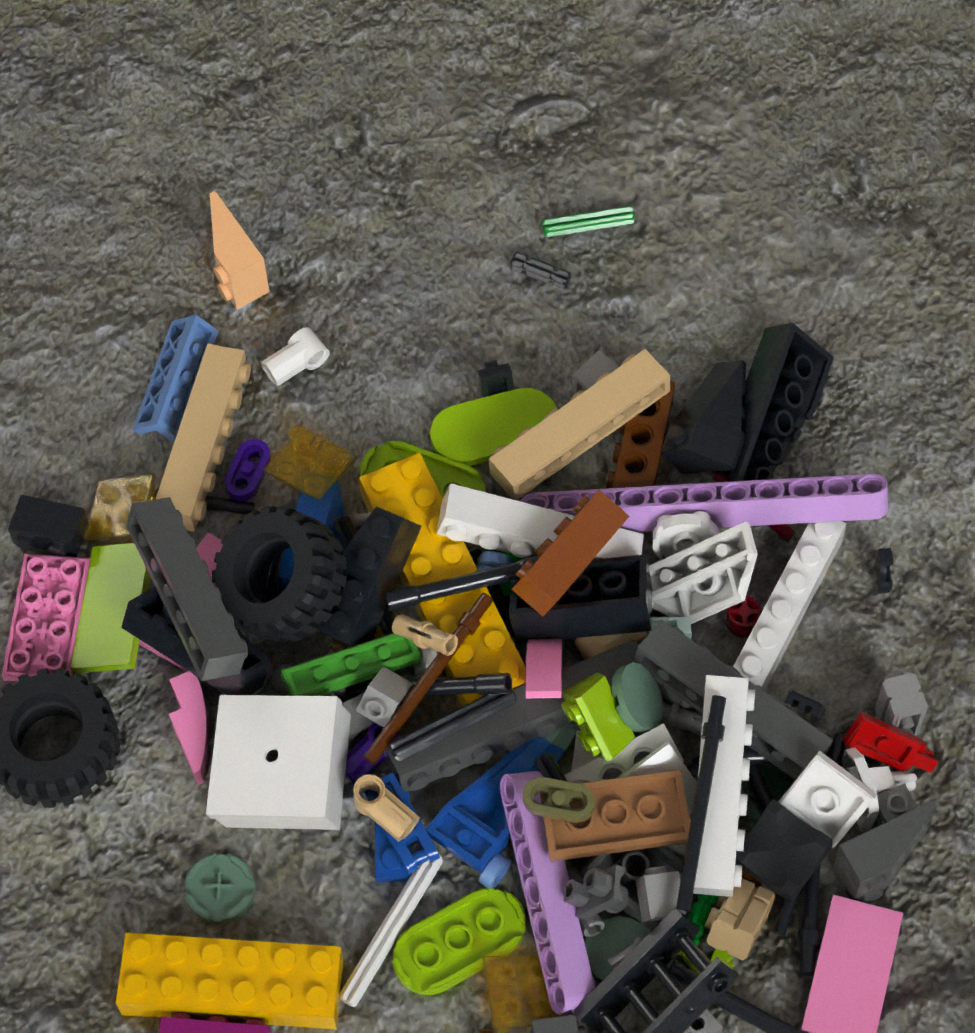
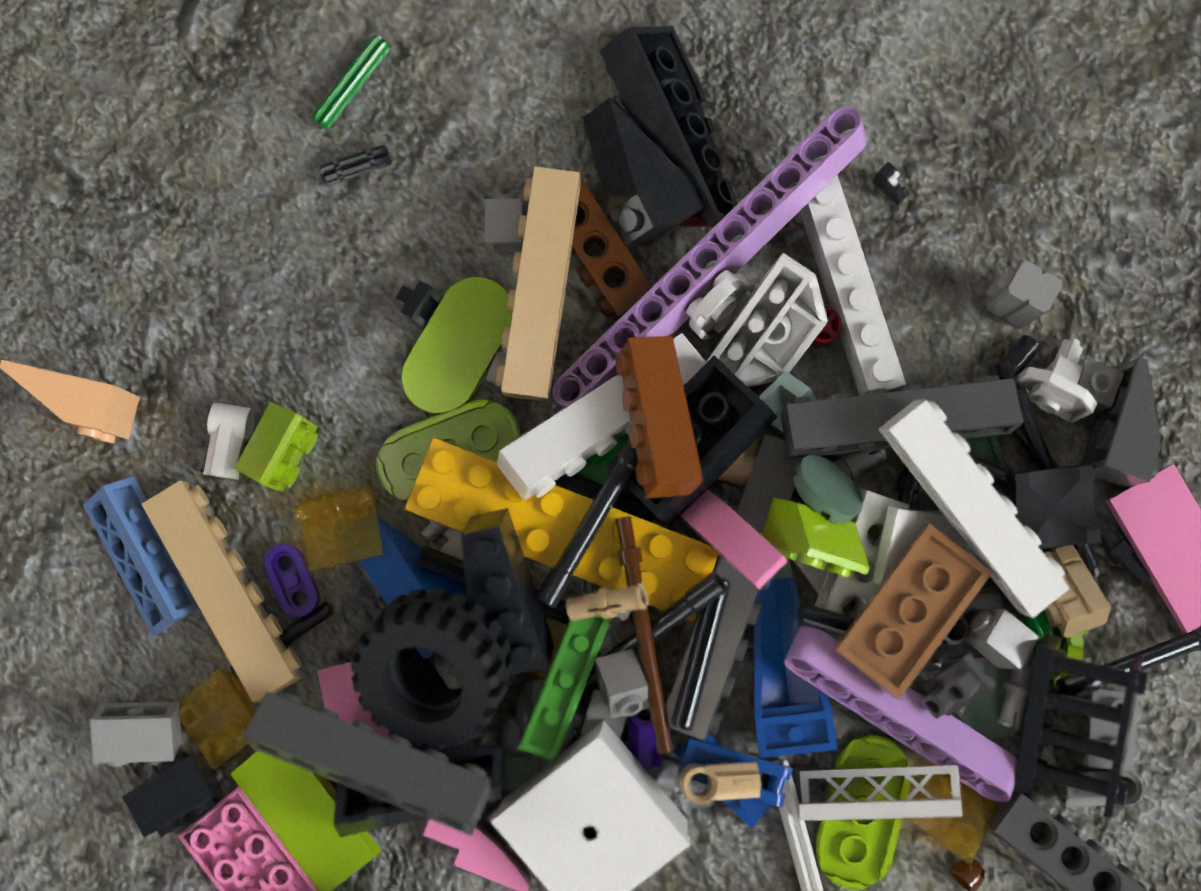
camera: 50 degrees left, 20 degrees up
(66, 470) = (136, 733): none -> light grey brick
(321, 386) = (277, 448): none -> lime slope
(479, 932) = (880, 808): none -> white fence
(492, 559) = (588, 475): medium blue tile -> none
(495, 871) = (842, 731): medium blue tile -> none
(559, 797) = (867, 651): olive plate -> none
(713, 733) = (946, 477): black bar -> none
(805, 704) = (955, 362): black tile -> none
(827, 797) = (1053, 433): white tile -> none
(889, 744) = (1043, 336): red hinge -> none

